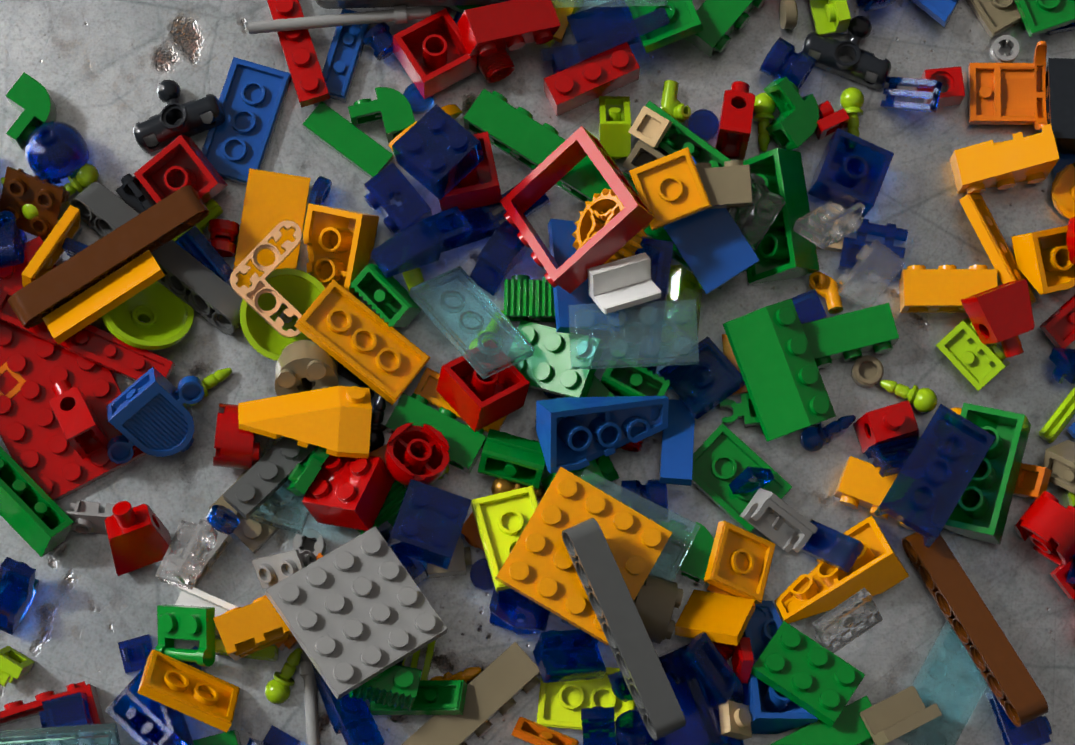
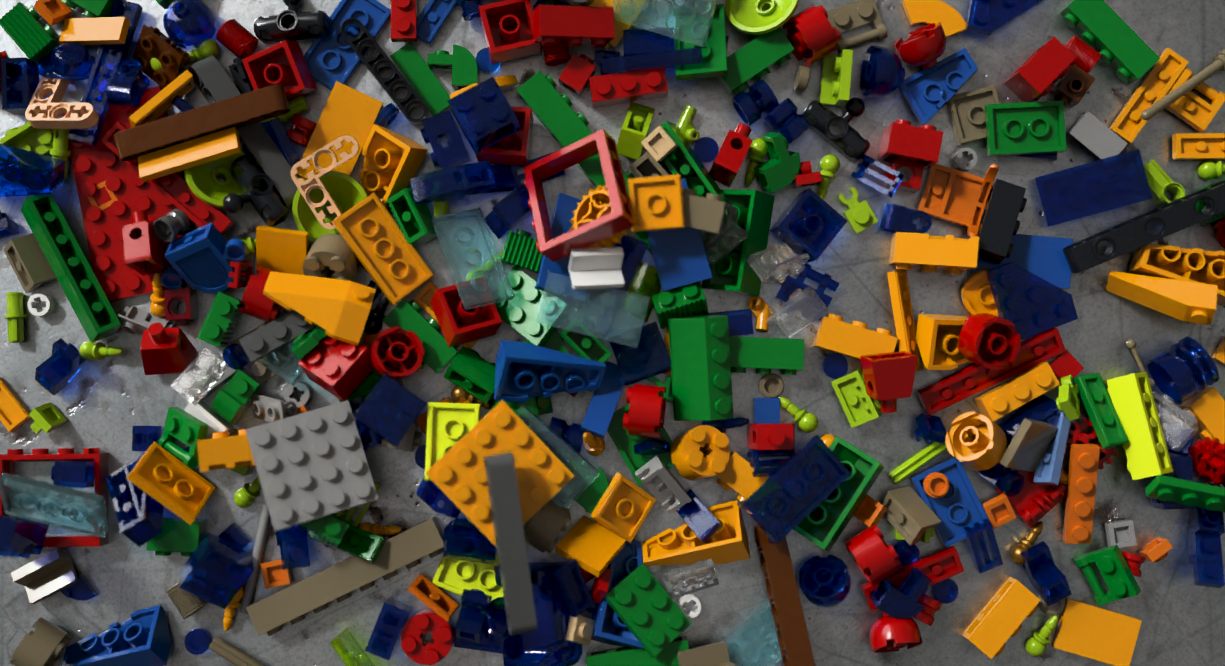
camera: 15 degrees right, 10 degrees up
(51, 566) = (98, 350): none -> lime bar
(103, 386) = (171, 225): none -> dark grey wheel
(111, 490) = (157, 304): none -> light orange bar
(117, 155) = (237, 39): none -> red piece
(128, 472) = (173, 297): none -> dark red brick
(192, 483) = (221, 320): none -> green brick
(193, 317) = (248, 181): none -> black piece
(202, 420) = (238, 273): none -> red tile
(233, 571) = (234, 399): none -> green brick
(241, 377) = (281, 249): none -> light orange tile
(297, 129) = (381, 60): none -> black beam
(528, 82) = (577, 73): none -> red brick
(680, 498) = (594, 445): none -> light orange bar
(727, 303) = (679, 302): none -> green brick
(732, 436) = (645, 410): none -> red brick
(740, 58) = (746, 104): none -> clear blue wheel
(810, 469) = (700, 452): none -> light orange brick
(864, 653) = (687, 598): none -> white bush
(870, 398) = (766, 410): none -> blue tile
(904, 145) = (858, 214): none -> lime plate
(934, 326) = (835, 365): none -> clear blue tile
(937, 46) = (910, 143): none -> red brick
(956, 134) = (900, 219): none -> clear blue piece
(1007, 576) = (825, 581): none -> clear blue cylinder

